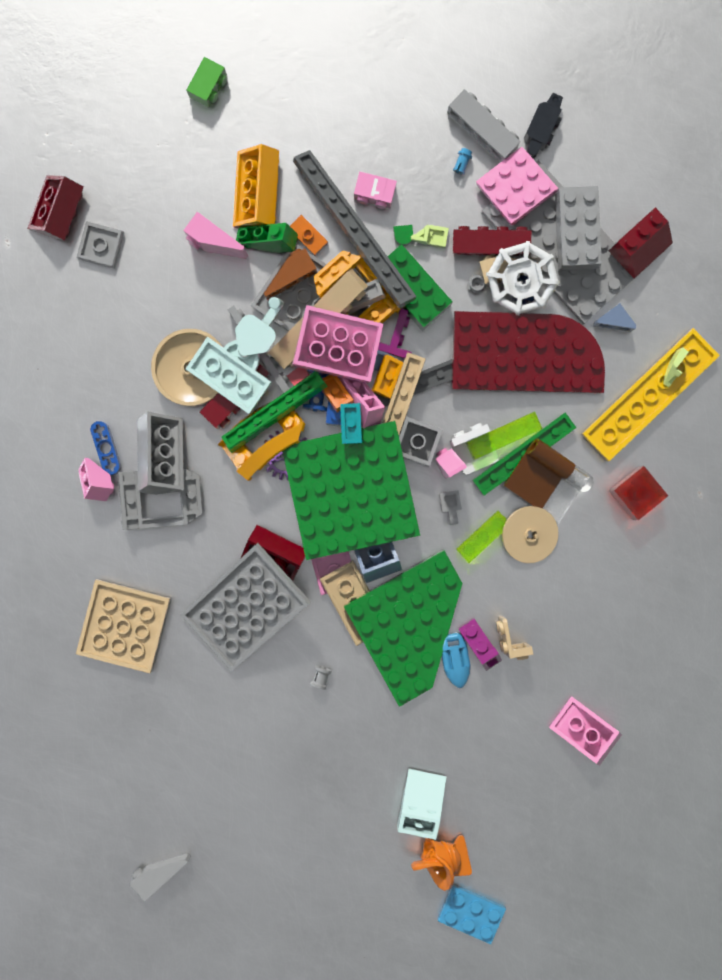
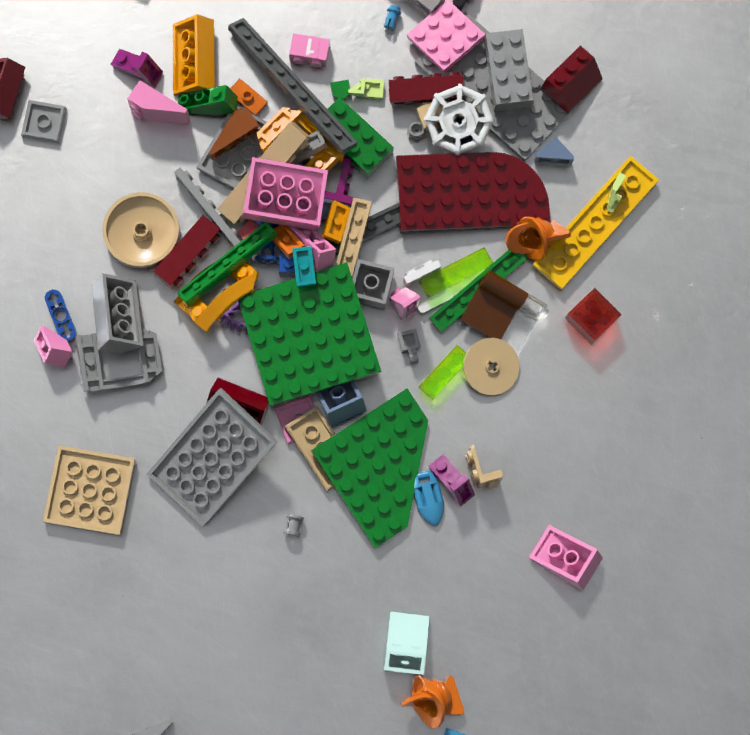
camera: 15 degrees left, 10 degrees down
(199, 194) = (140, 66): none -> magenta bracket
(227, 368) = (179, 227): light aqua plate -> none
(588, 407) = (534, 237): none -> orange helmet

